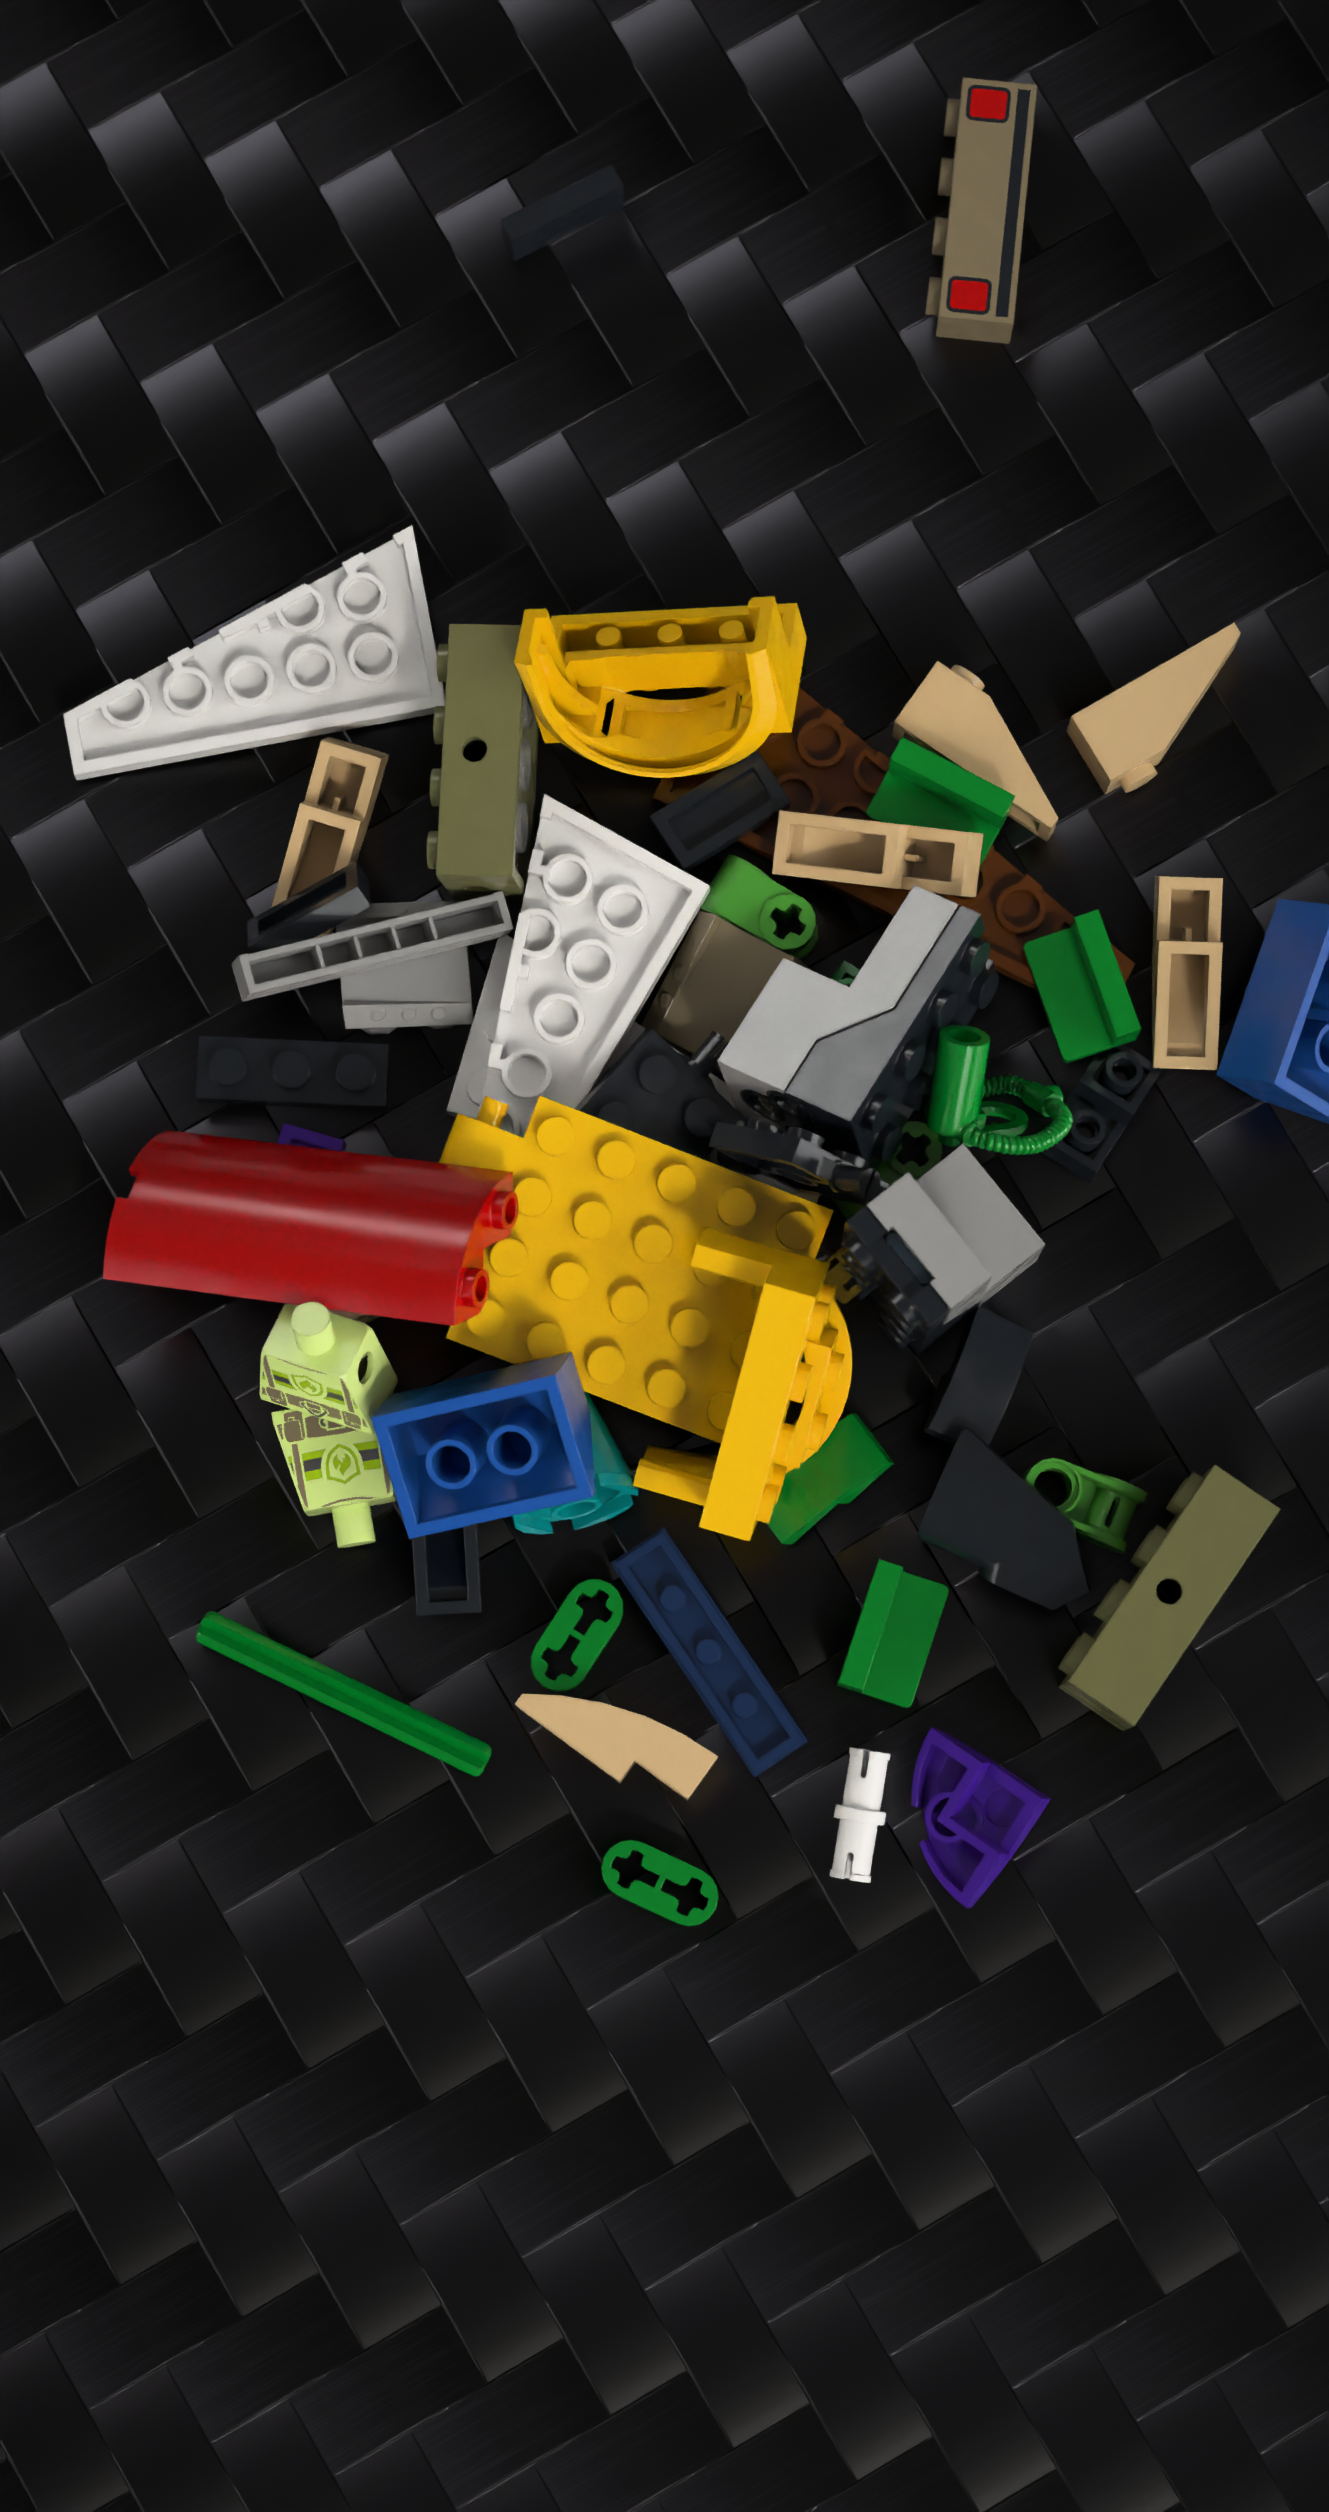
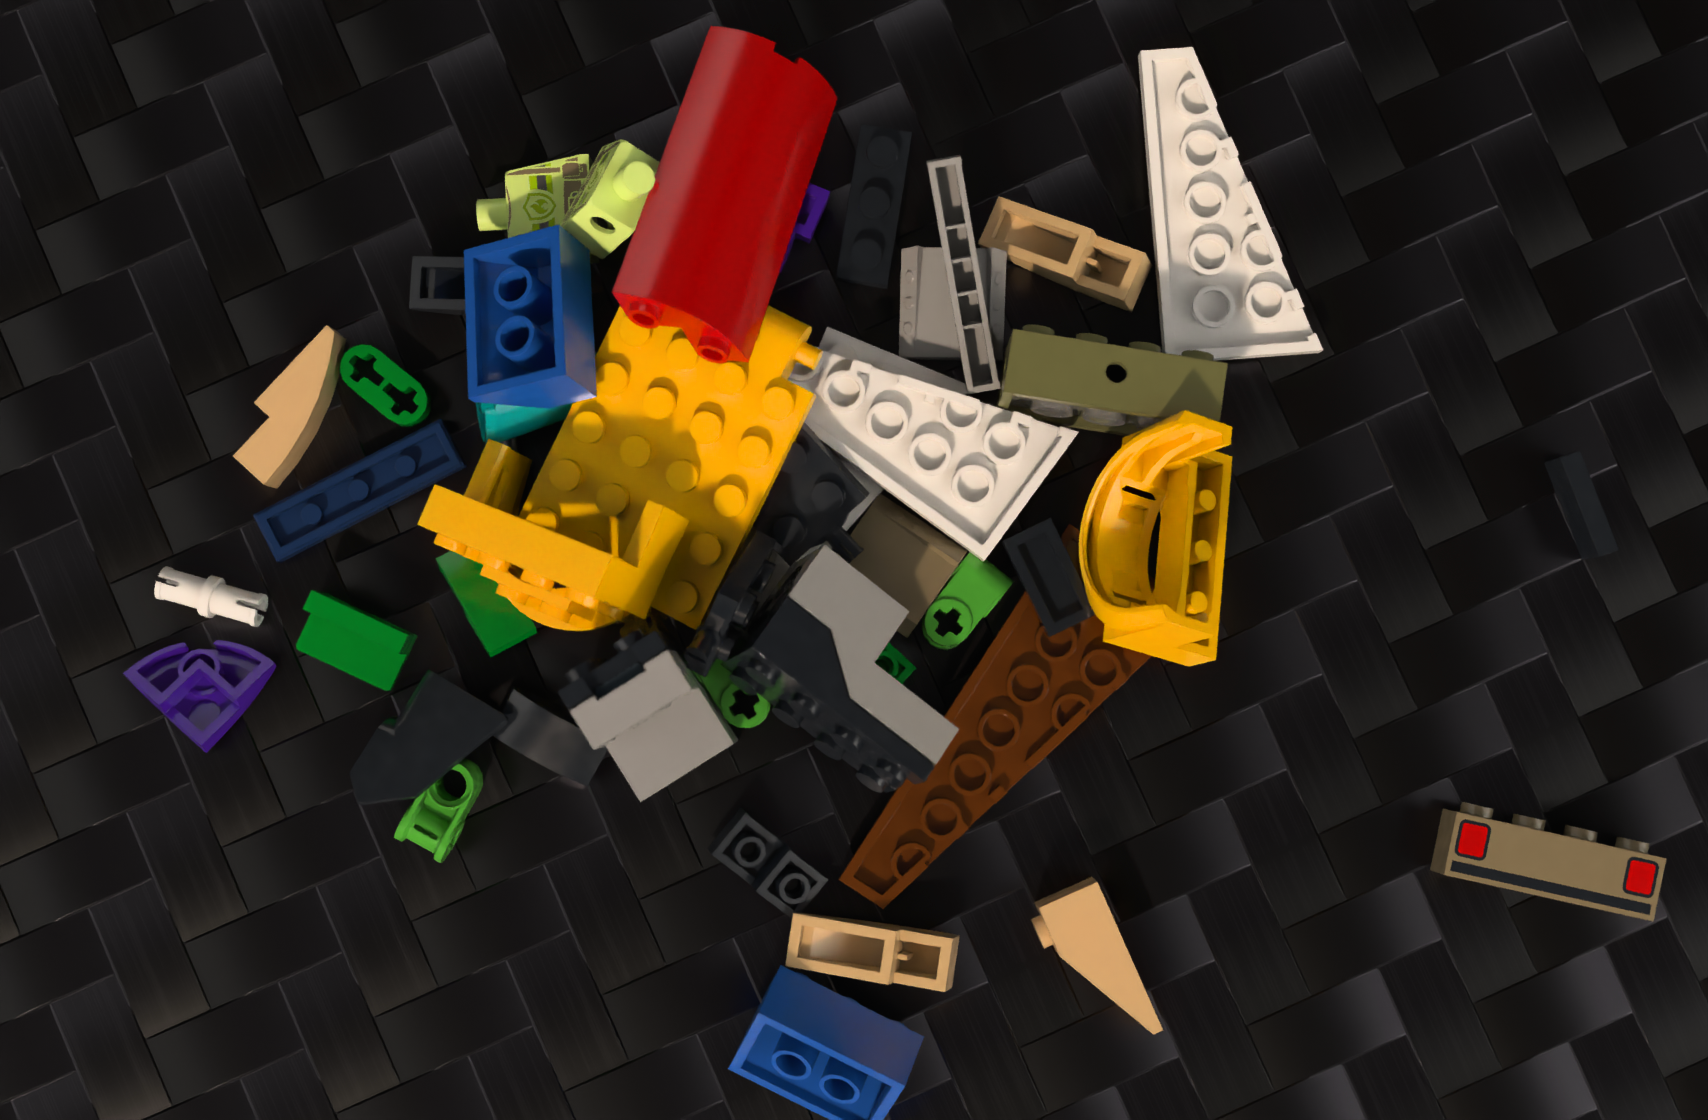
camera: 90 degrees right, 5 degrees up
(311, 910) = (999, 227): black tile -> none
(343, 1693) = (362, 193): green axle -> none
(652, 1897) = (168, 422): green beam -> none
(877, 853) = (996, 704): tan slope -> none
(938, 794) = (1031, 760): green panel -> none
(961, 1083) = (780, 746): green piece -> none
(963, 726) = (1092, 791): tan slope -> none
(1082, 989) = (864, 861): green panel -> none
(1194, 1563) = (345, 866): olive brick -> none

